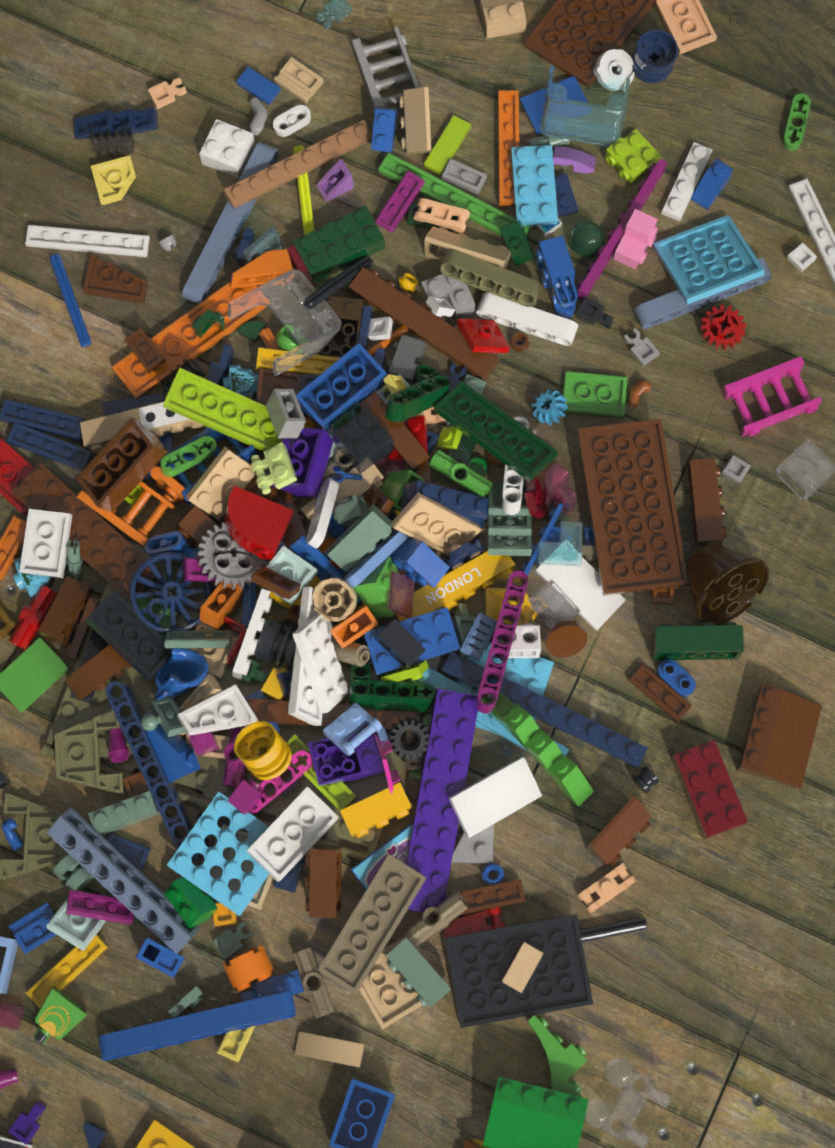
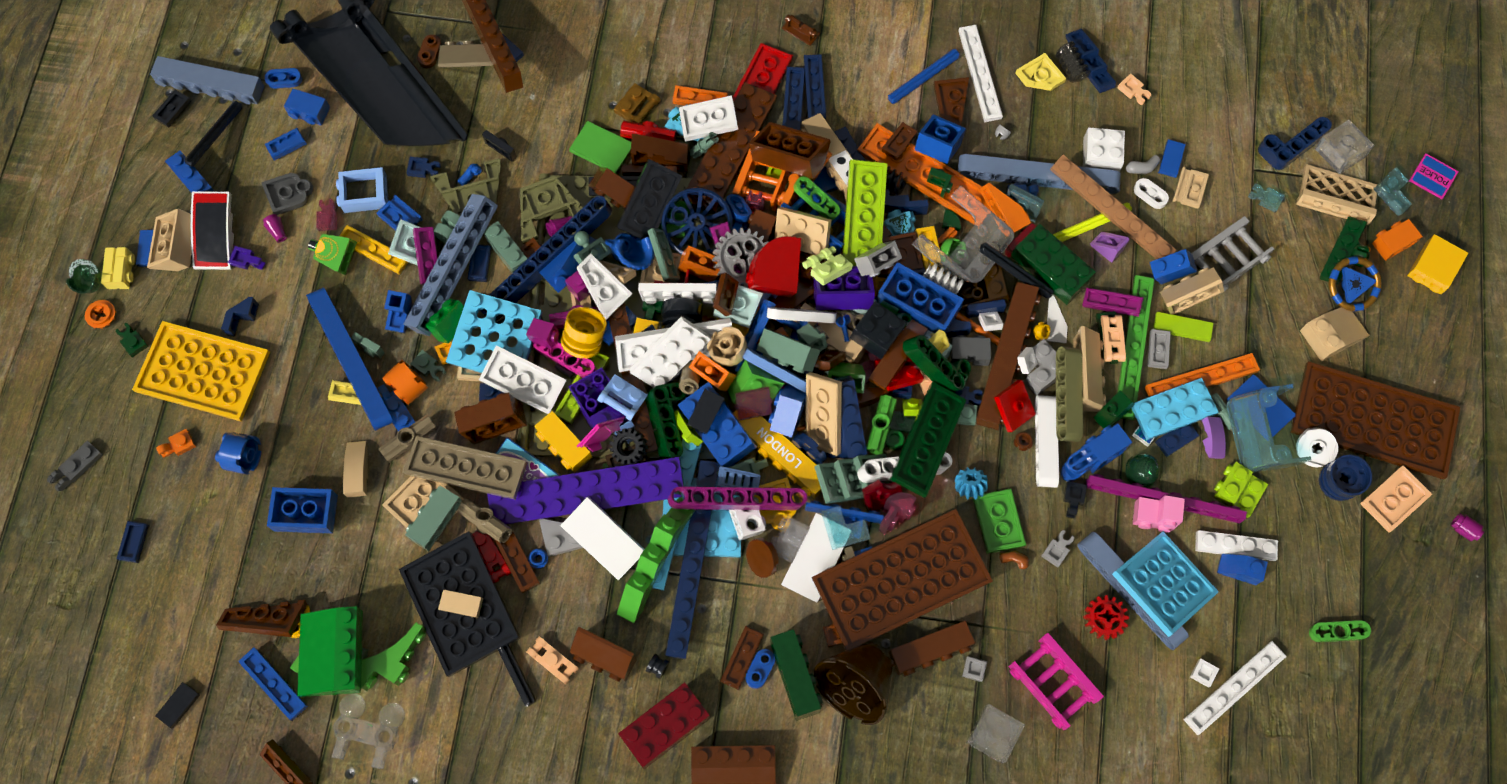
camera: 70 degrees right, 5 degrees down
(157, 307) = (940, 139): none -> blue brick
(162, 525) = (755, 201): none -> clear pink plate
(325, 357) = (943, 279): none -> white piece
(401, 265) = (1056, 322): none -> white sticker

